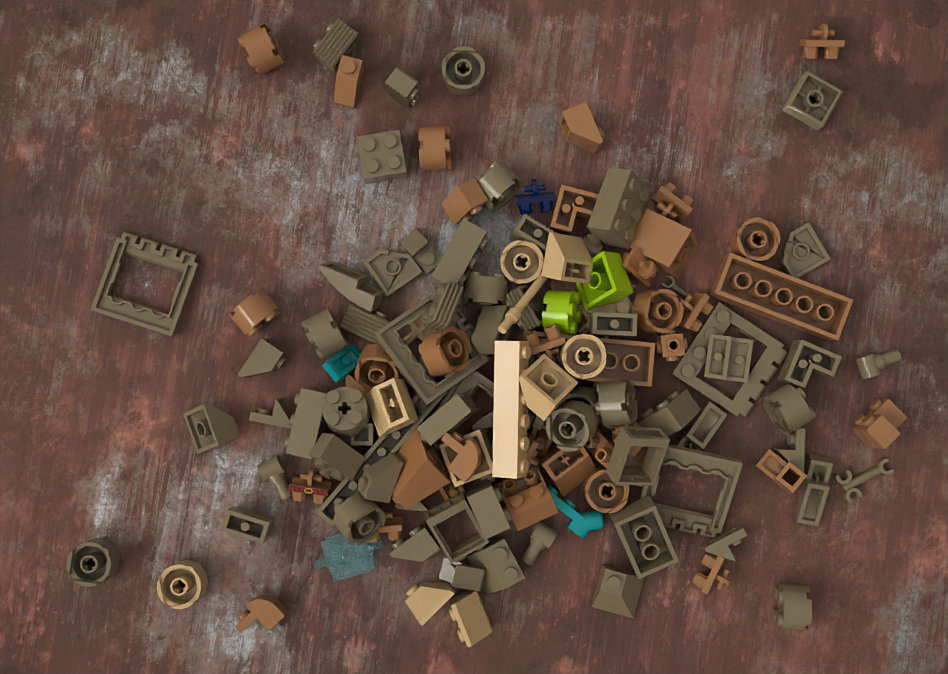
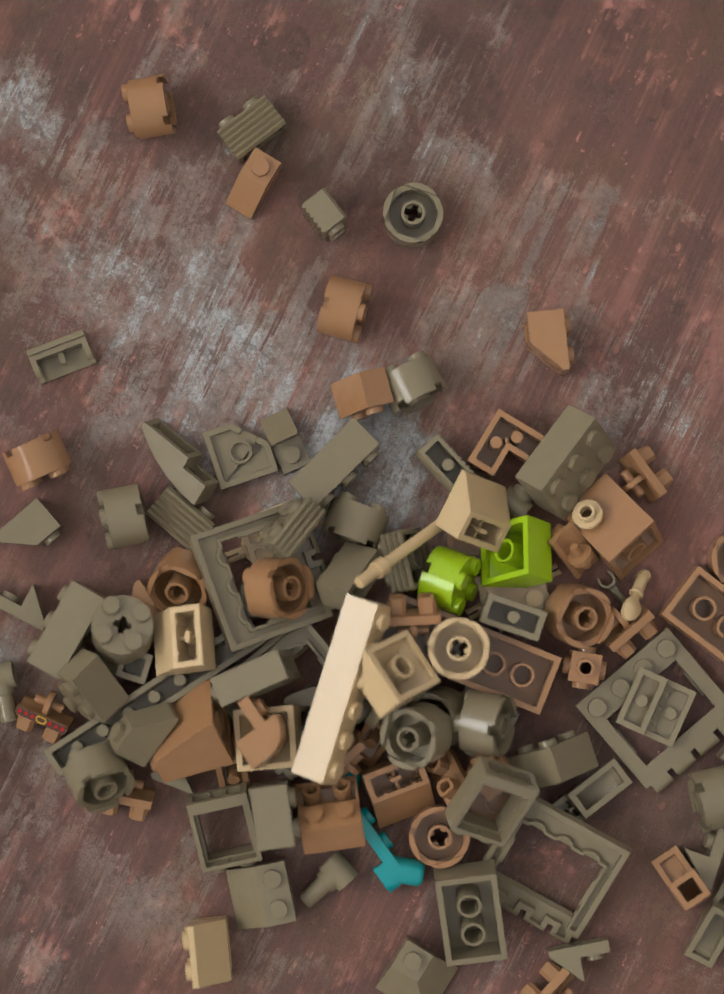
camera: 15 degrees right, 0 degrees up
(251, 237) = (61, 356): none -> dark tan hinge
(342, 363) = (136, 562): teal slope -> none
(347, 559) = (64, 825): clear light blue plate -> none
(382, 156) = (270, 299): dark tan brick -> none
(417, 546) = (163, 838): dark tan slope -> none
(428, 599) = (158, 910): tan slope -> none
(462, 575) = (213, 893): dark tan slope -> none
(524, 251) = (422, 482): tan brick -> none
(525, 201) = (472, 418): clear blue hips -> none
(648, 243) = (589, 522): none -> tan plate
(691, 294) = (631, 606): none -> tan piece

